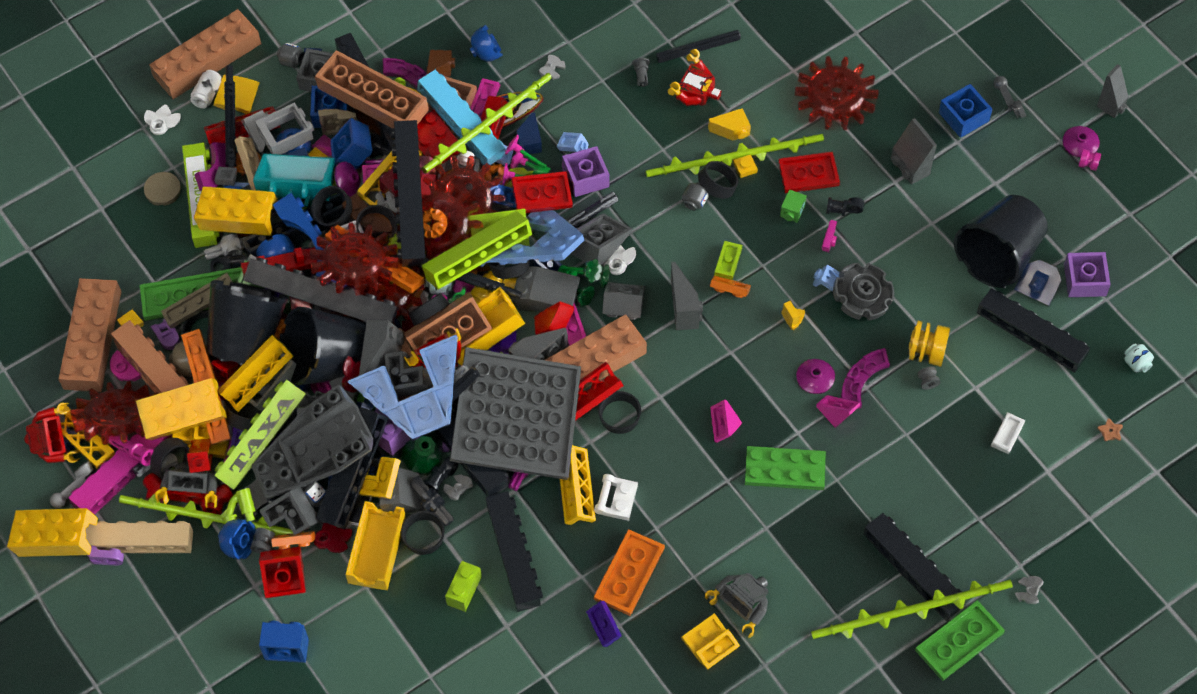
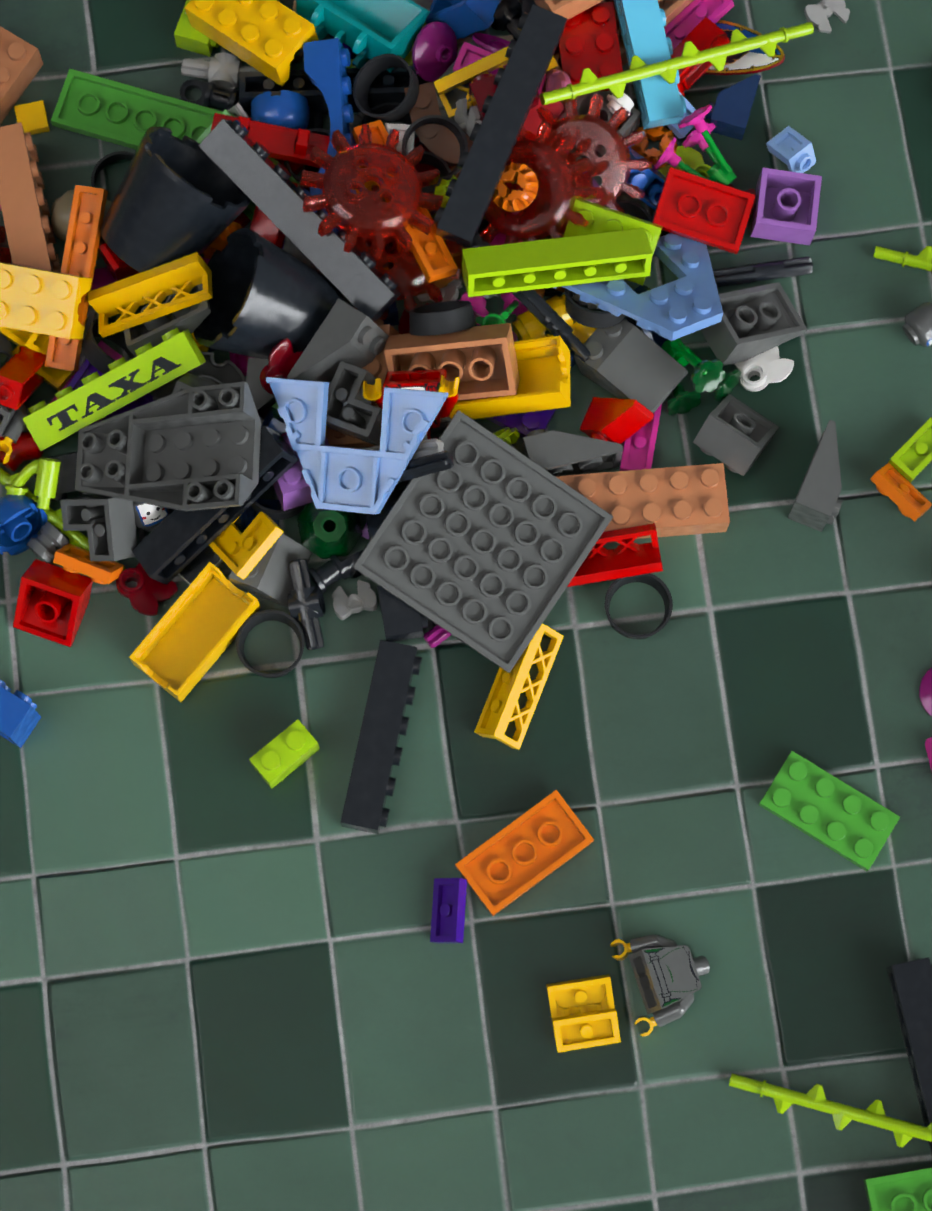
camera: 25 degrees right, 15 degrees up
(168, 338) = (70, 170): medium lavender plate -> none
(191, 304) = (125, 137): dark tan plate -> none
(622, 499) = (574, 736): white plate -> none
(724, 420) = (780, 695): dark pink slope -> none

